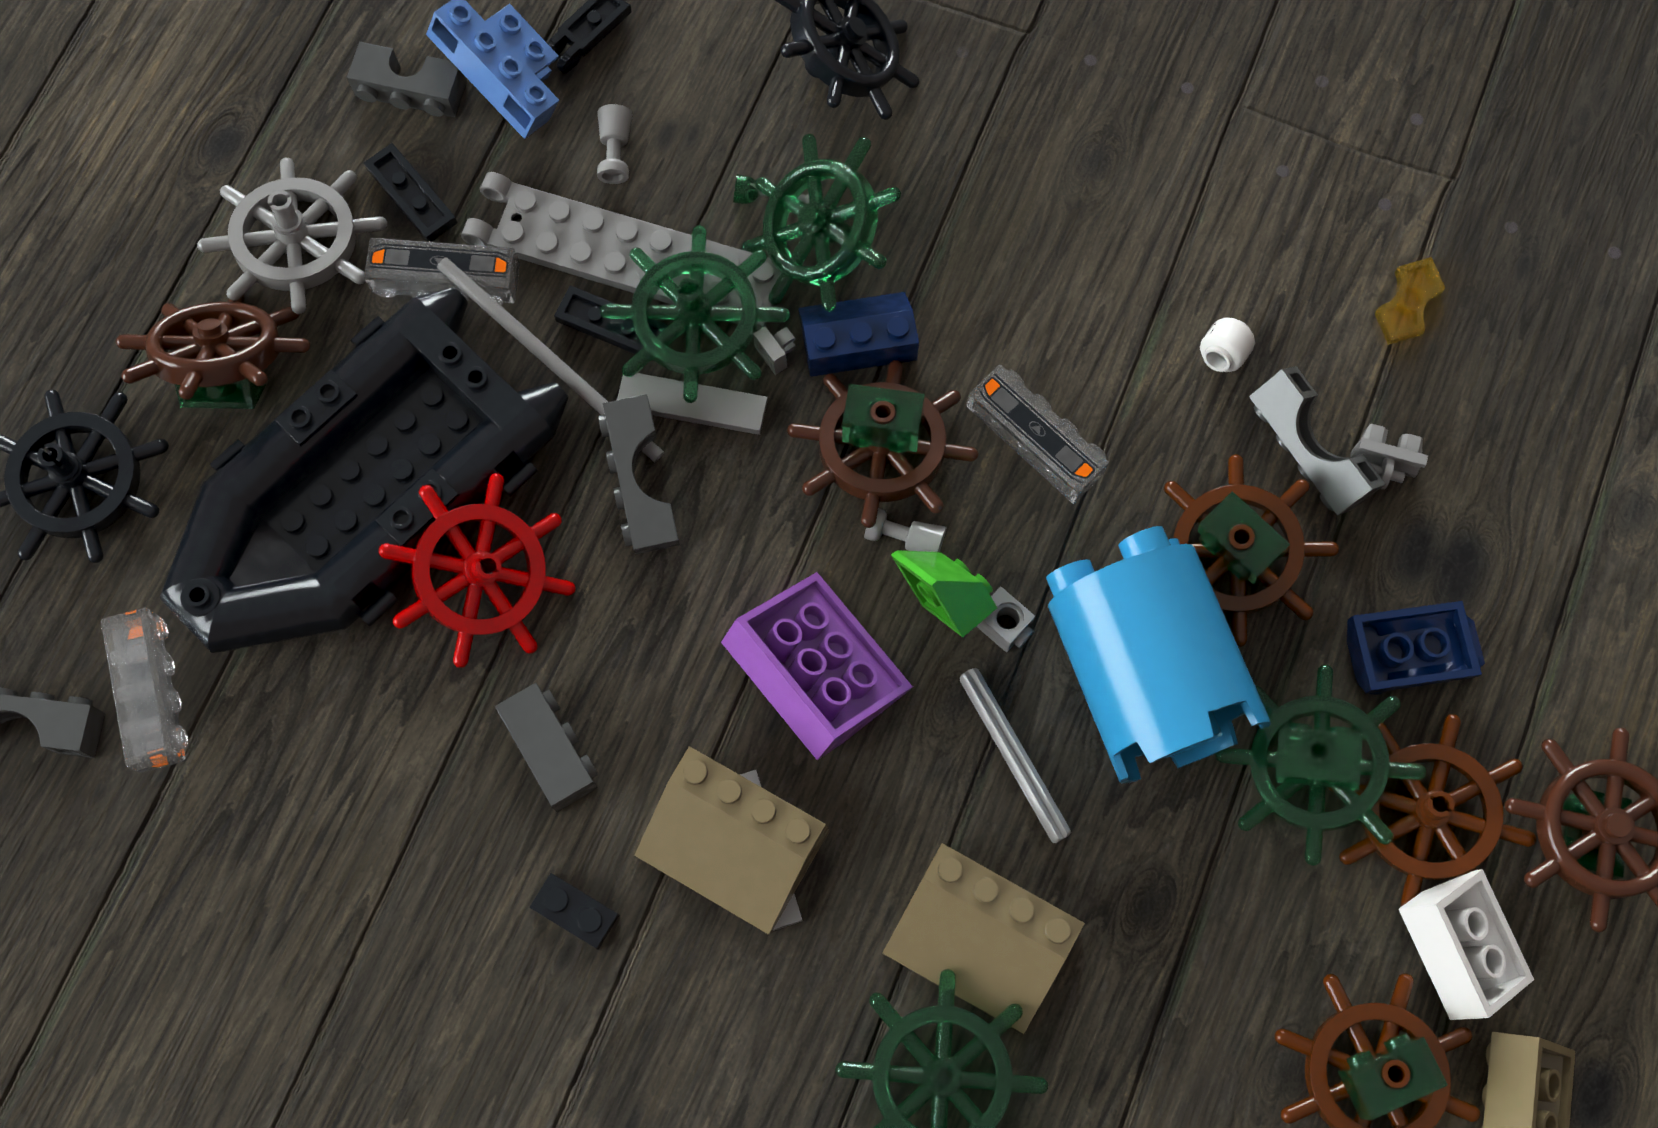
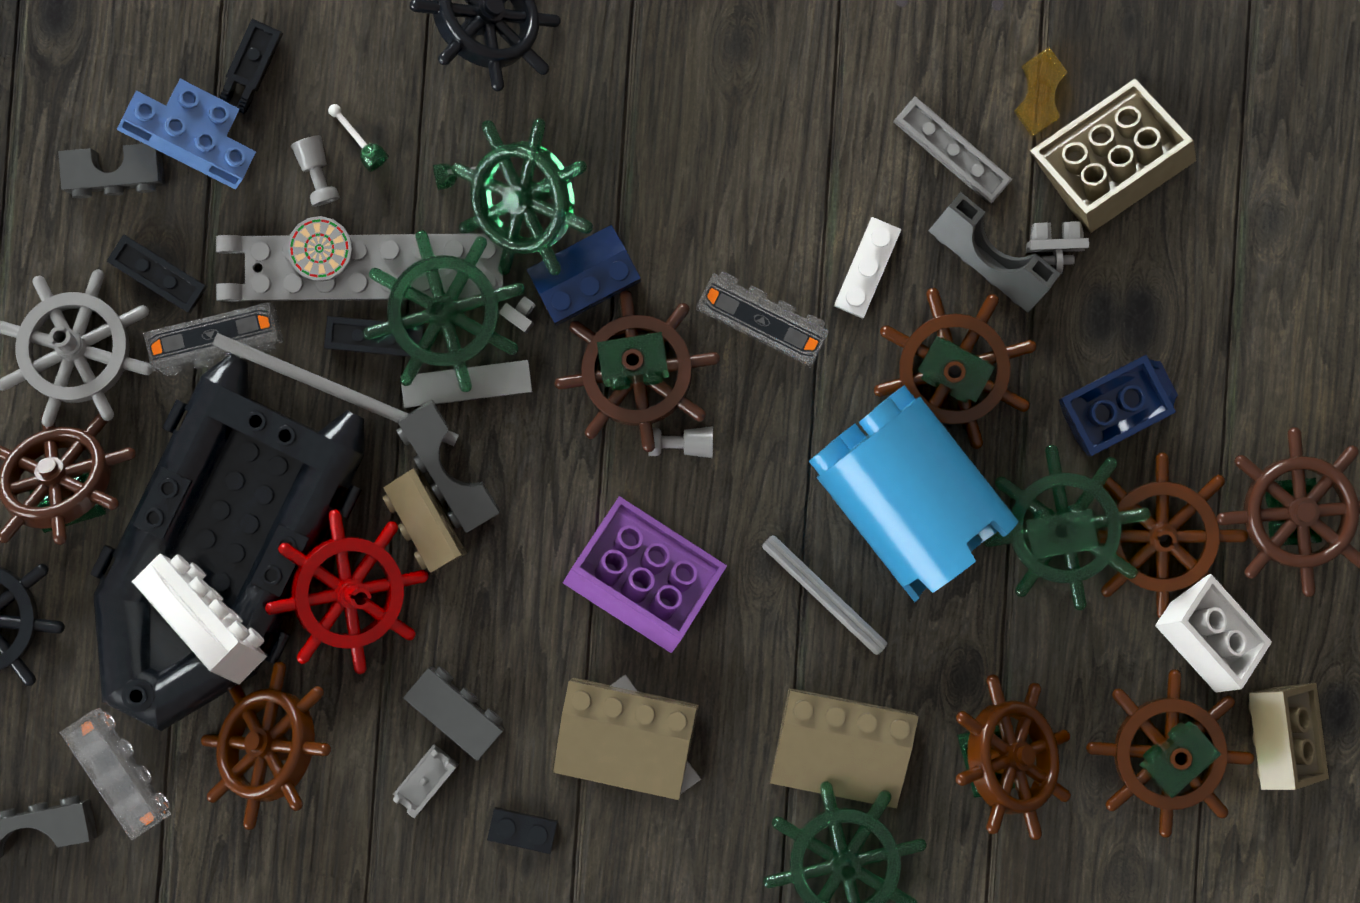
camera: 20 degrees left, 15 degrees up
(304, 533) = (201, 617): none -> white piece
(319, 705) = (265, 745): none -> reddish brown piece
(485, 815) = (424, 780): none -> light grey hinge
(588, 214) = (319, 248): none -> light grey tile
(591, 524) = (423, 520): none -> dark tan slope
(677, 147) = (372, 154): none -> hinge
(947, 588) = (730, 482): bright green slope -> none
(1009, 606) = (774, 478): light grey brick -> none
(1168, 419) = (867, 267): none -> white plate
(1172, 1009) = (1002, 759): none -> reddish brown brick
(1227, 345) = (897, 188): white head -> none
(1297, 330) = (952, 150): none -> light grey tile
(1478, 386) = (1114, 155): none -> dark tan slope

